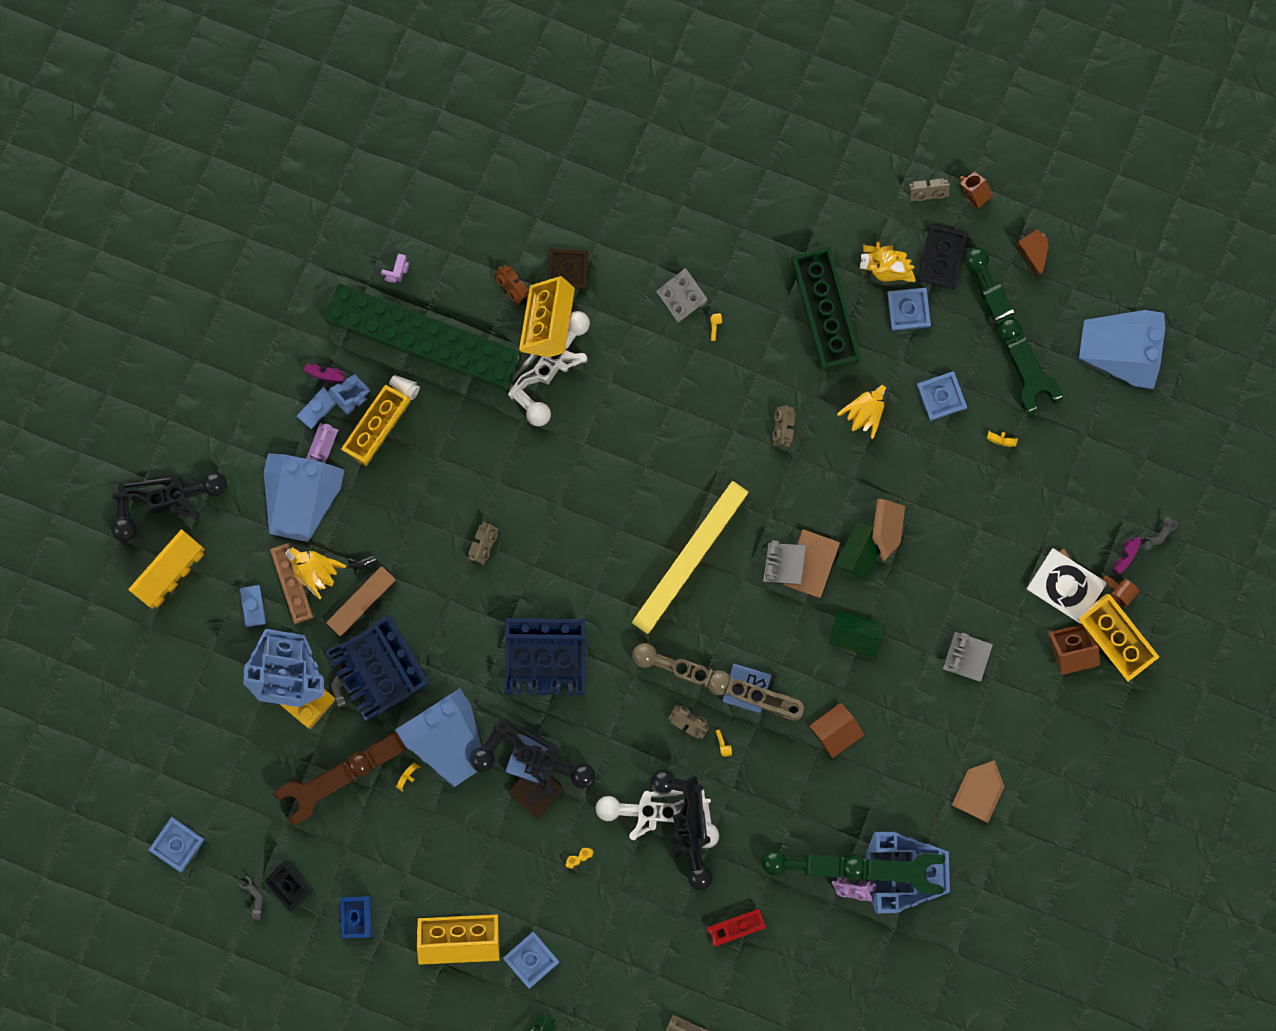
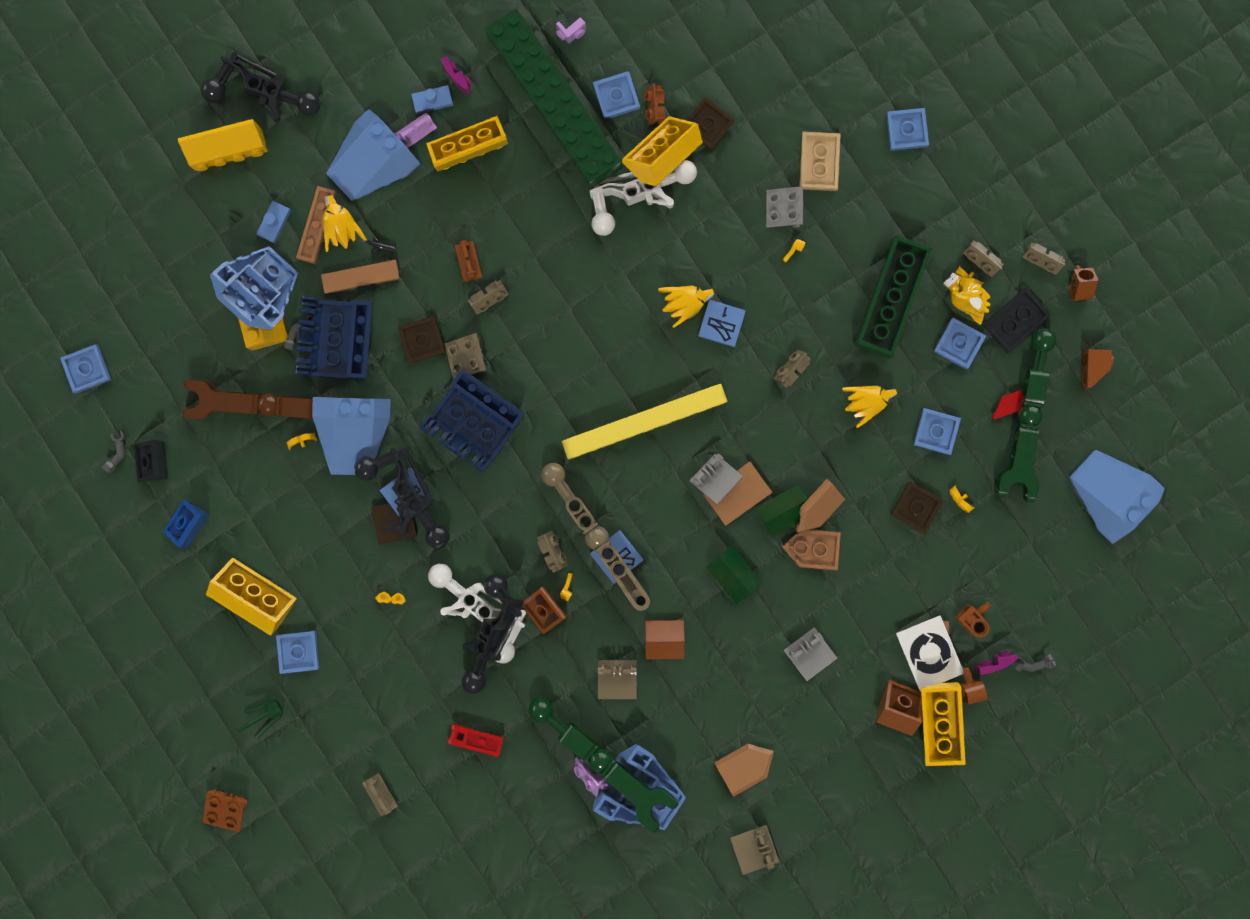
camera: 35 degrees right, 5 degrees up
(349, 394) = (464, 104): medium blue cylinder -> none
(405, 386) = (512, 129): white cone -> none
(444, 524) = (468, 260): none -> dark orange hinge
(451, 619) = (421, 340): none -> dark brown tile
(473, 298) = (616, 95): none -> medium blue tile
(498, 605) = (465, 355): none -> dark tan hinge
(654, 432) = (685, 301): none -> yellow piece
(684, 236) = (819, 161): none -> tan tile
(697, 429) = (721, 323): none -> medium blue tile
(717, 776) = (543, 610): none -> dark orange slope
(739, 159) = (907, 129): none -> medium blue tile
(820, 792) = (617, 679): none -> dark tan hinge
(870, 224) = (988, 263): none -> dark tan hinge
(909, 565) = (815, 549): none -> medium nougat tile
(970, 471) = (916, 507): none -> dark brown tile
(985, 332) = (1008, 404): none -> red tile
(1037, 855) = (754, 850): none -> dark tan hinge
(1078, 530) = (970, 616): none -> dark orange piece

